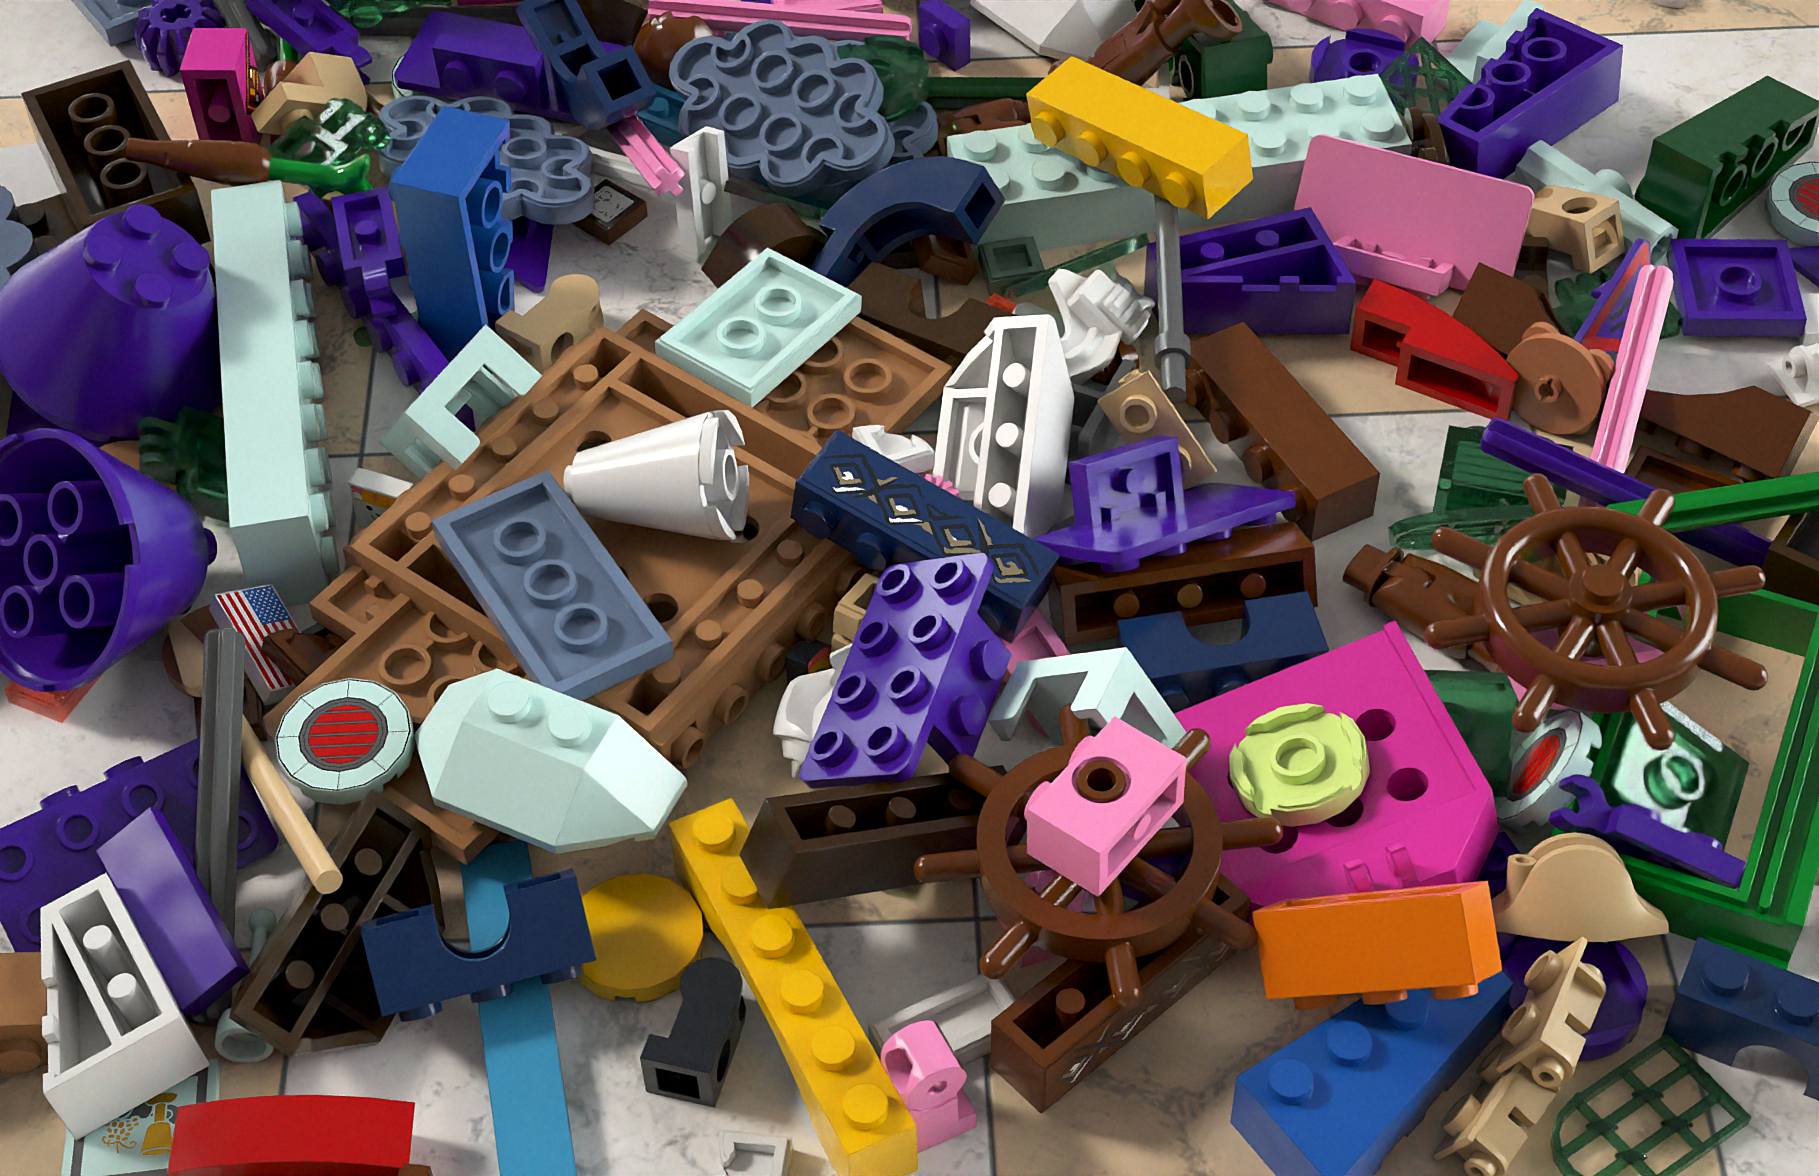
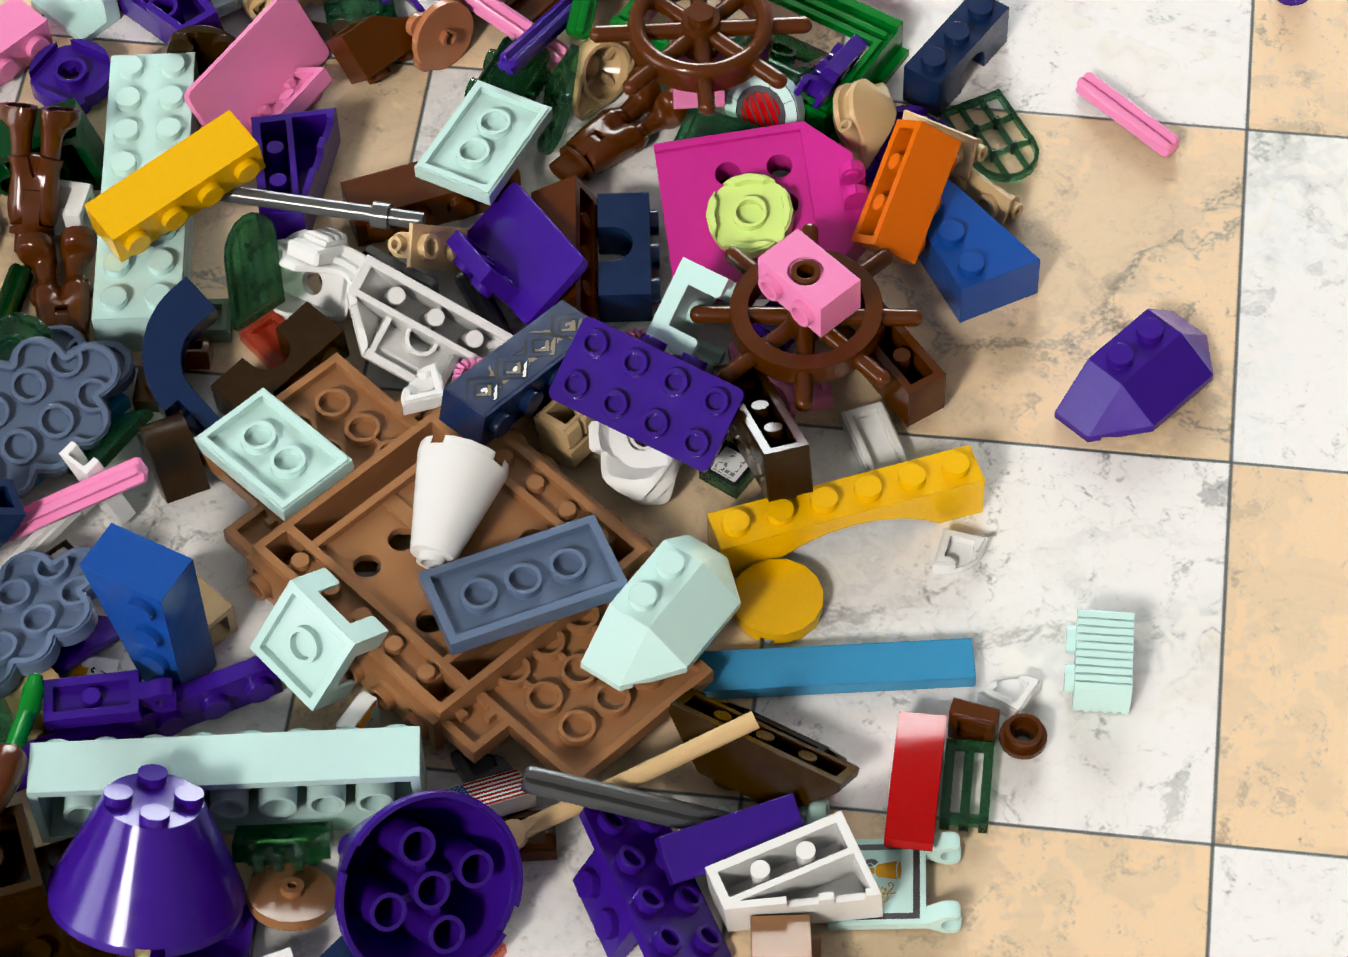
camera: 80 degrees left, 5 degrees up
(299, 653) = (506, 768): reddish brown tile -> none
(345, 740) = (615, 726): tile -> none
(419, 968) = (804, 692): dark blue arch -> none
(703, 1037) = (865, 564): black leg -> none
(807, 659) = (582, 472): black tile -> none
(929, 1082) = (932, 433): bright pink leg -> none
(1355, 447) = (483, 142): none -> light aqua tile
(1433, 352) = (385, 93): red slope -> none
(1445, 70) = (83, 29): clear green window -> none

